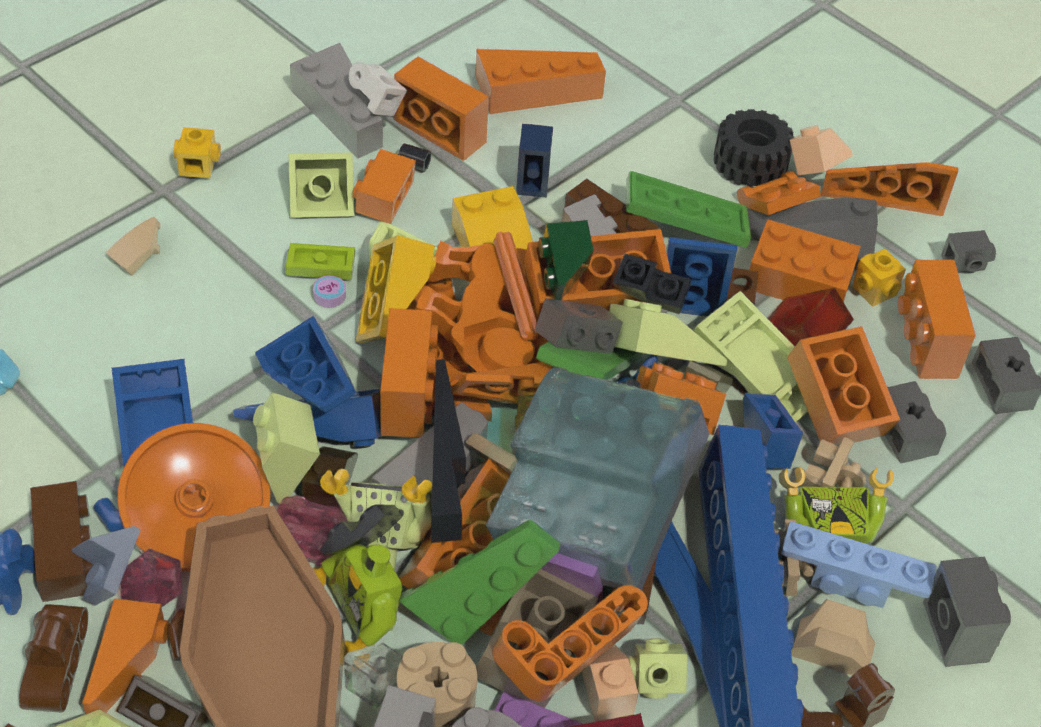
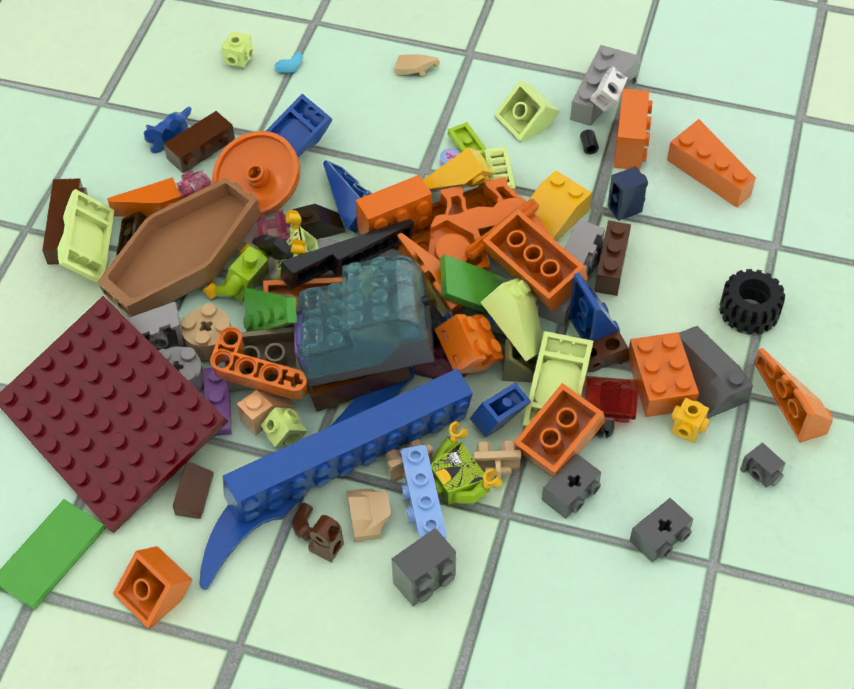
camera: 65 degrees right, 5 degrees up
(53, 657) = (132, 174): reddish brown piece -> none
(110, 558) = (197, 160): sand blue slope -> none
(196, 152) = (500, 47): yellow brick -> none
(285, 442) = (307, 185): yellowish green slope -> none
(308, 365) = (374, 171): blue wedge -> none
(371, 671) = (197, 296): clear slope -> none
(384, 186) = (546, 138): orange brick -> none
(567, 254) = (515, 230): dark green slope -> none
(578, 326) = (484, 268): dark grey brick -> none
(647, 283) = (537, 284): black slope -> none
(687, 209) = (656, 289): bright green tile -> none
(778, 194) = (722, 334): orange plate -> none
(818, 150) = (775, 335): light nougat slope -> none
(936, 319) = (669, 463): orange brick -> none

